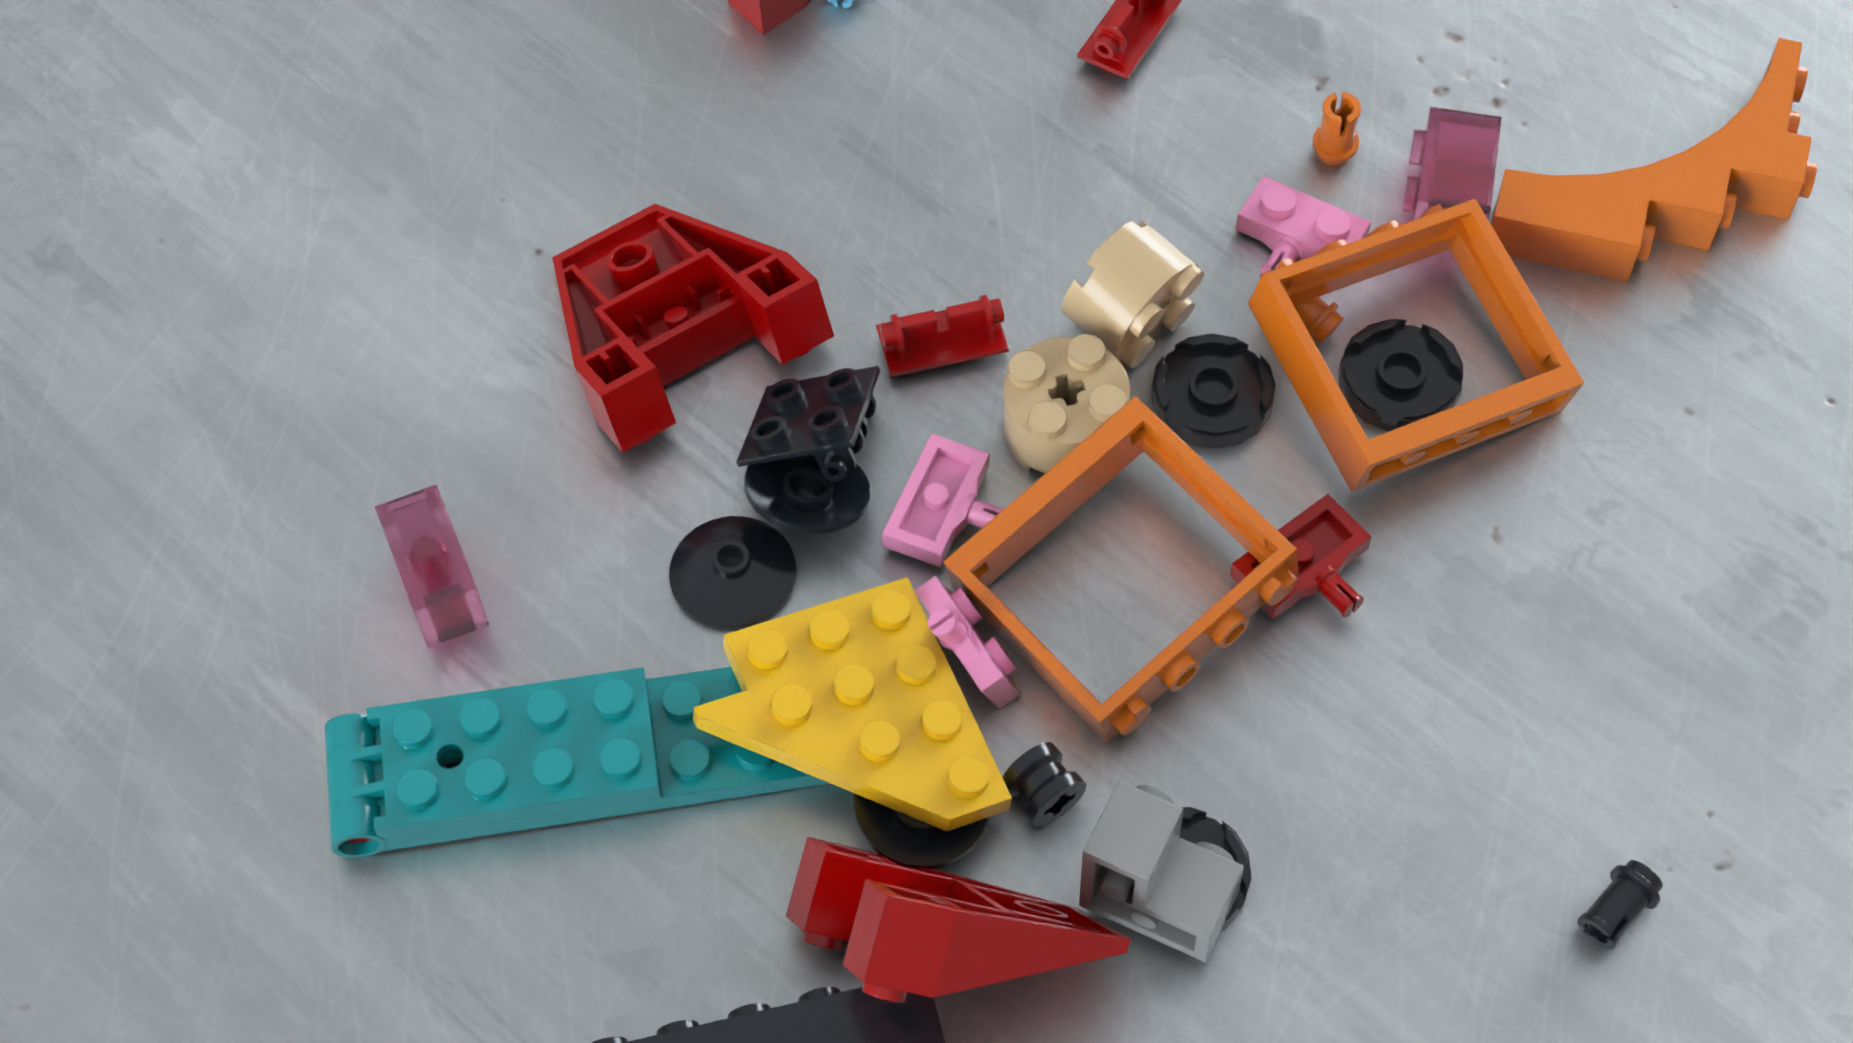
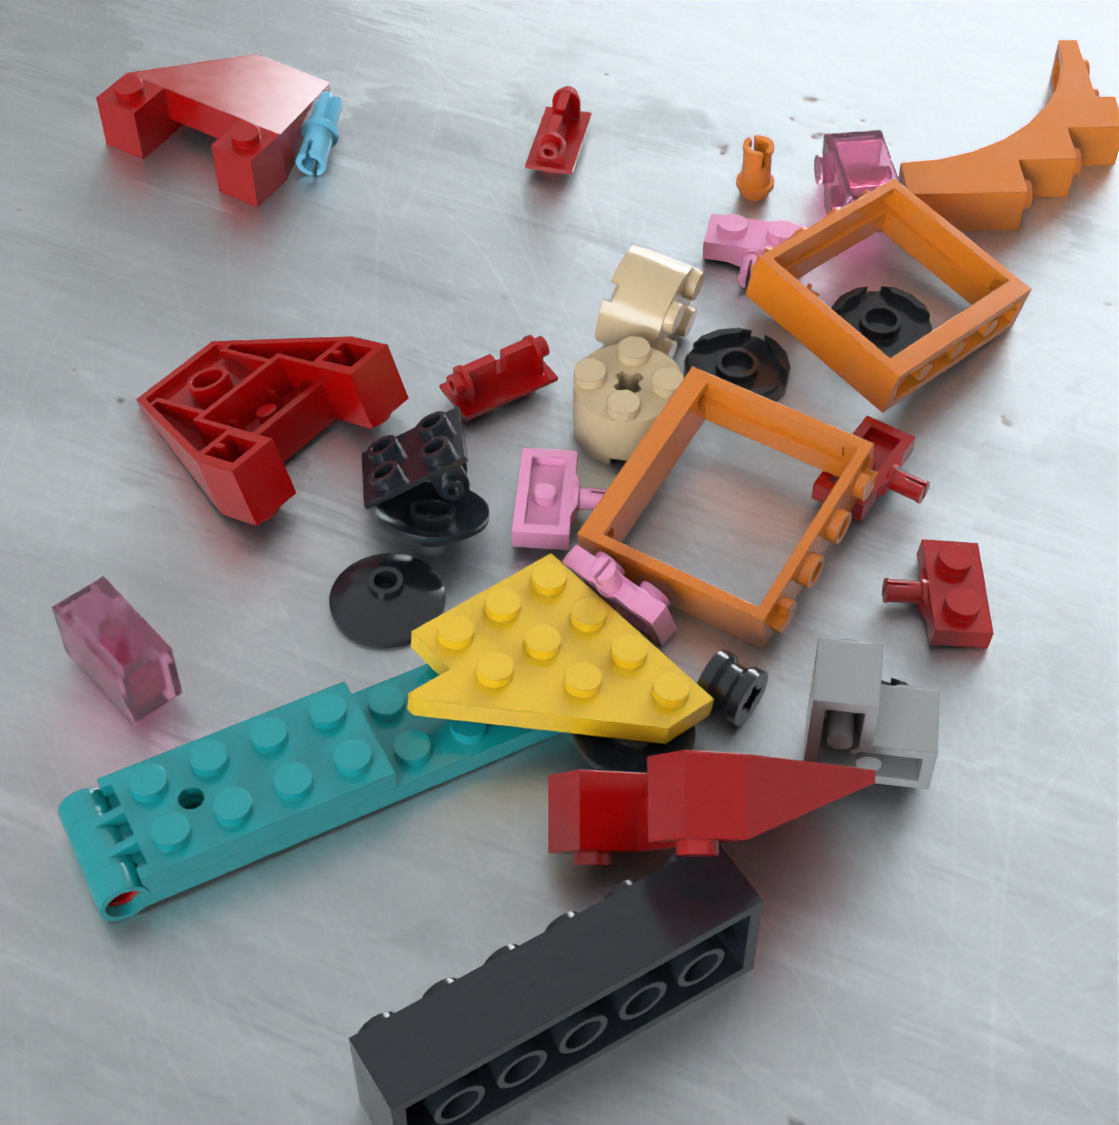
camera: 20 degrees left, 10 degrees down
(1330, 736) = (947, 593): none -> red plate

